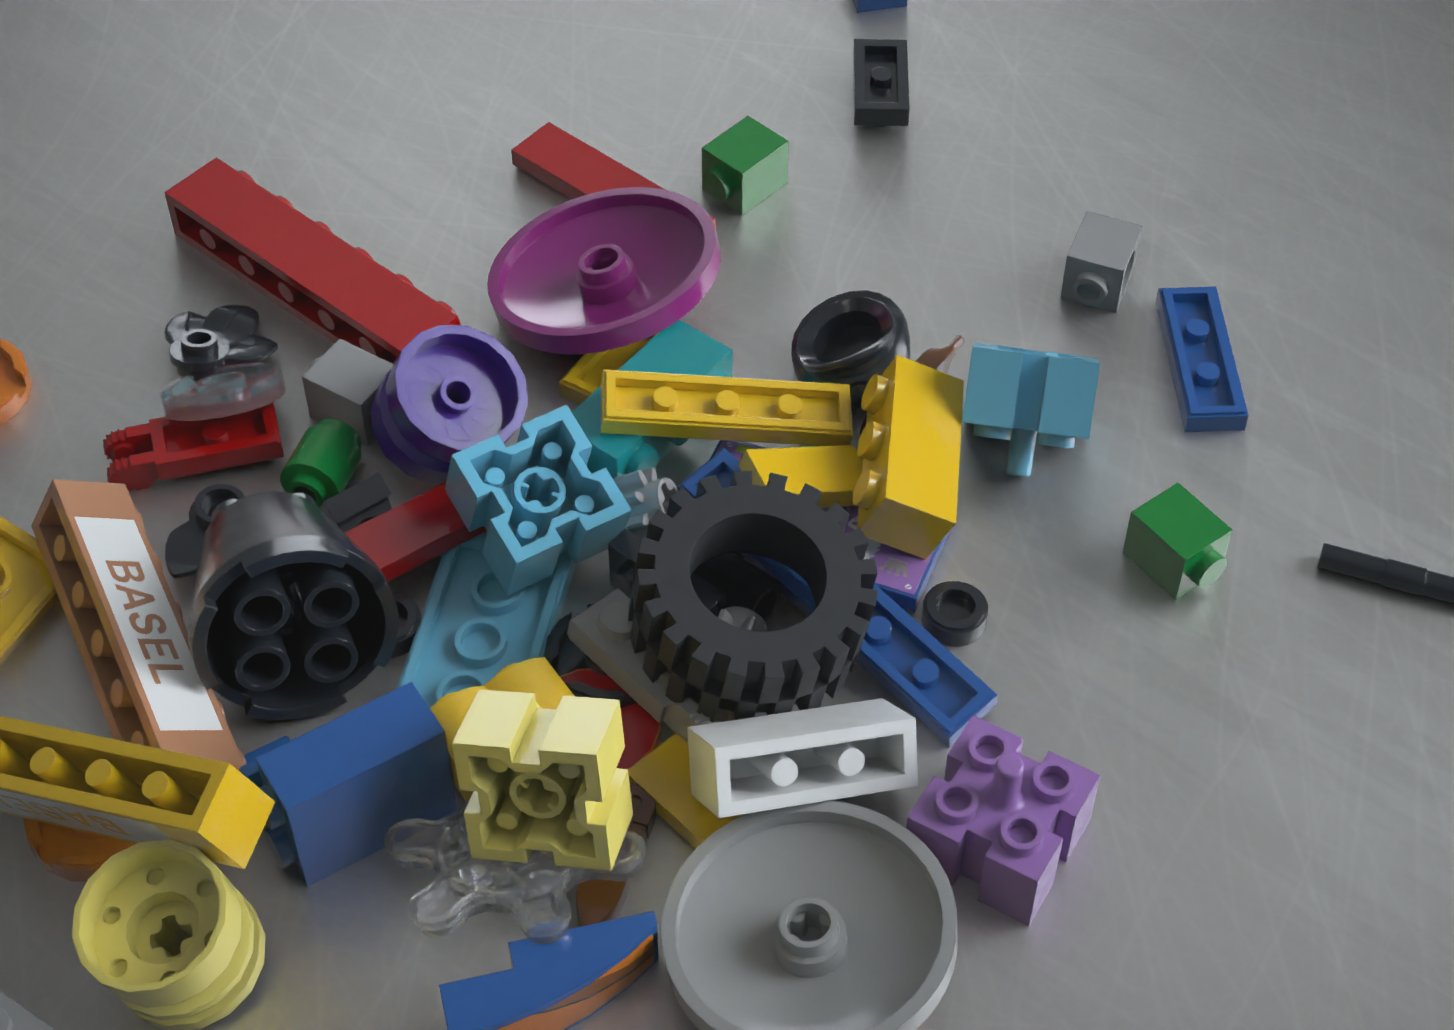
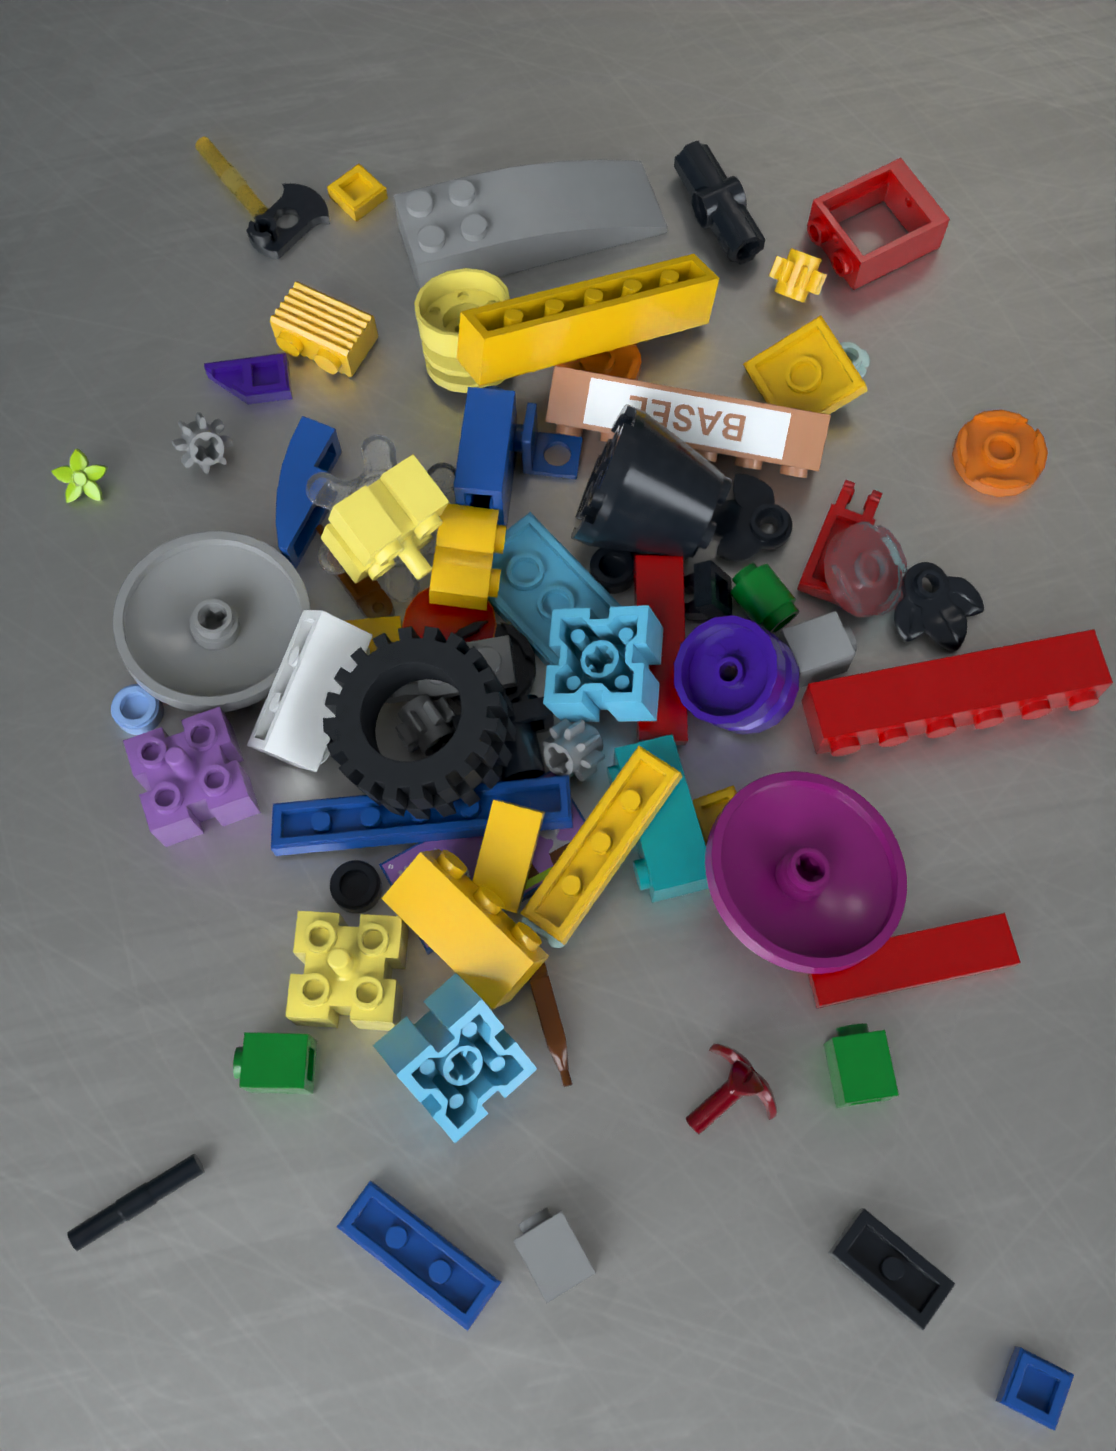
camera: 130 degrees right, 20 degrees up
(832, 225) = (741, 1082): none -> dark red plant
(850, 341) = (611, 991): black piece -> none
(983, 967) = (136, 710): none -> light blue tile
(1042, 541) = (347, 971): none -> light yellow brick

